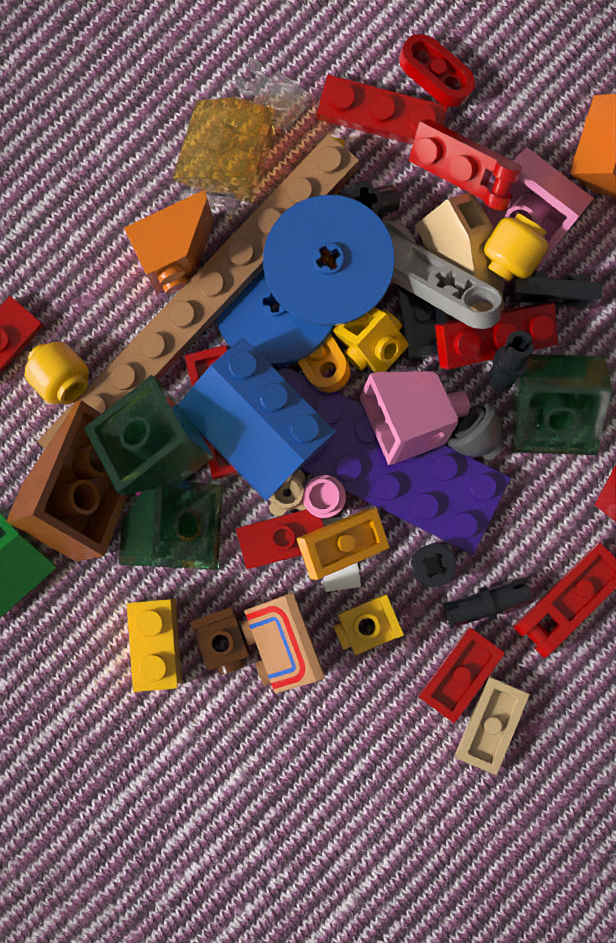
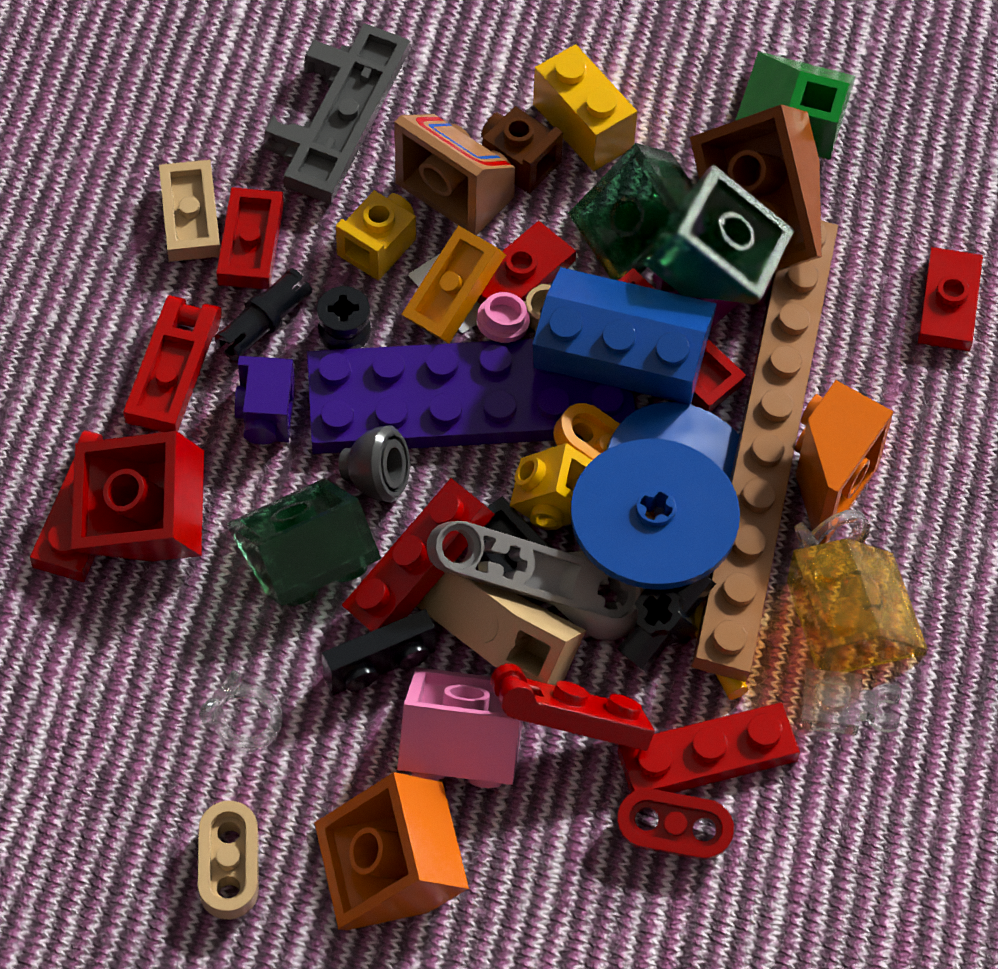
camera: 145 degrees right, 25 degrees down
(57, 373) = (865, 291): yellow head -> none
(301, 771) = (358, 86): none -> dark grey hinge
(411, 412) = (461, 434): bright pink torso -> none
(510, 361) = (386, 518): black pin -> none
(516, 247) = (455, 646): yellow head -> none
(526, 527) = (265, 398): none -> dark purple brick

